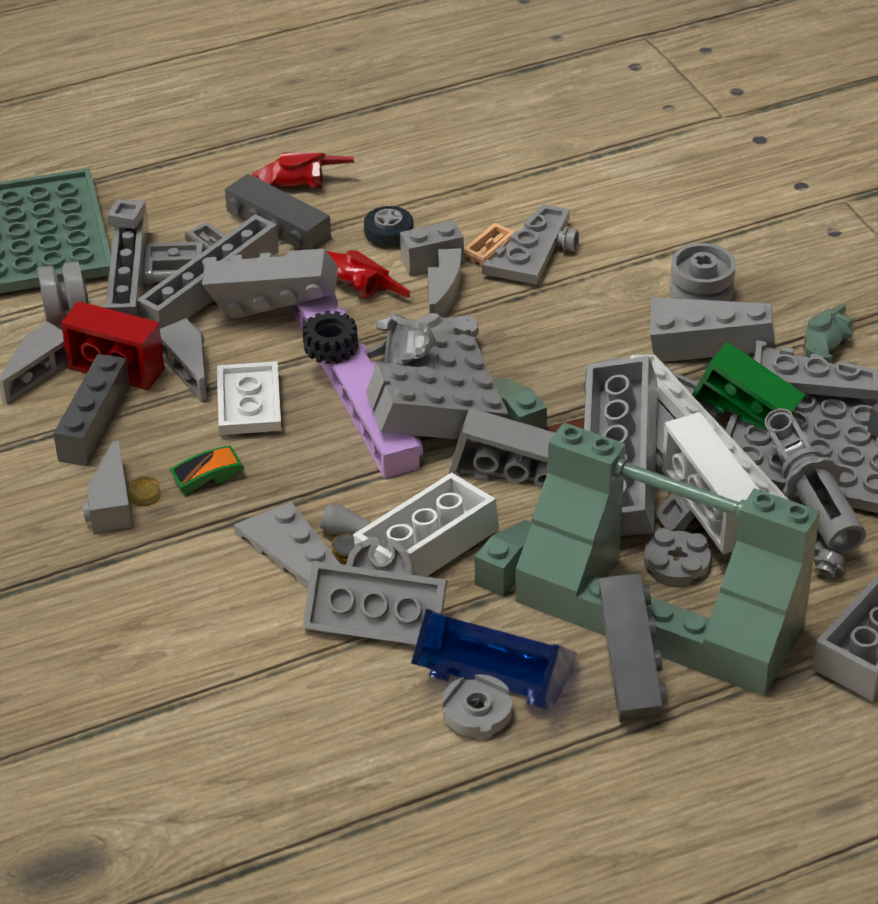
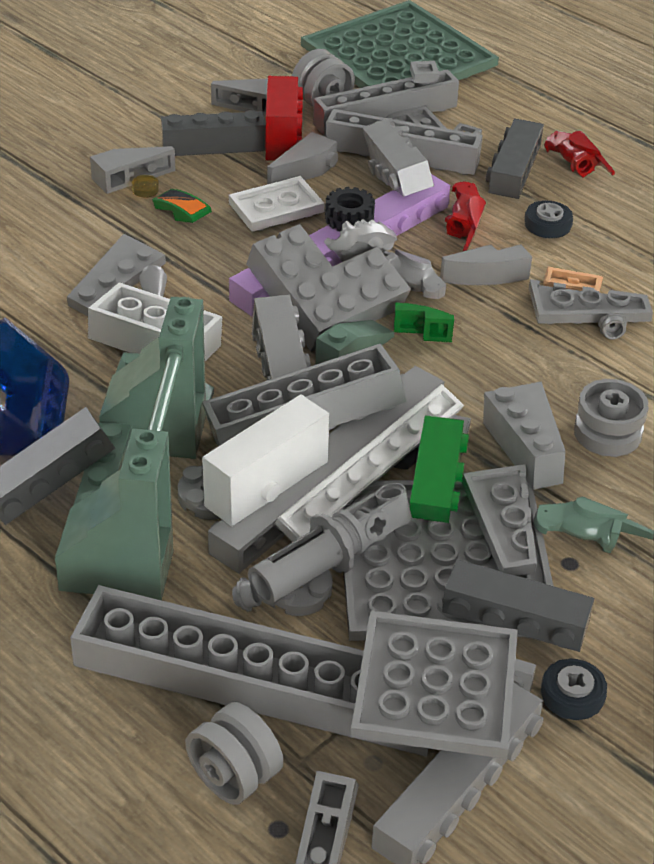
camera: 65 degrees right, 0 degrees up
(372, 596) = (59, 308): light grey plate -> none
(421, 245) = (540, 243): light grey brick -> none
(508, 348) = (420, 319): none -> green slope

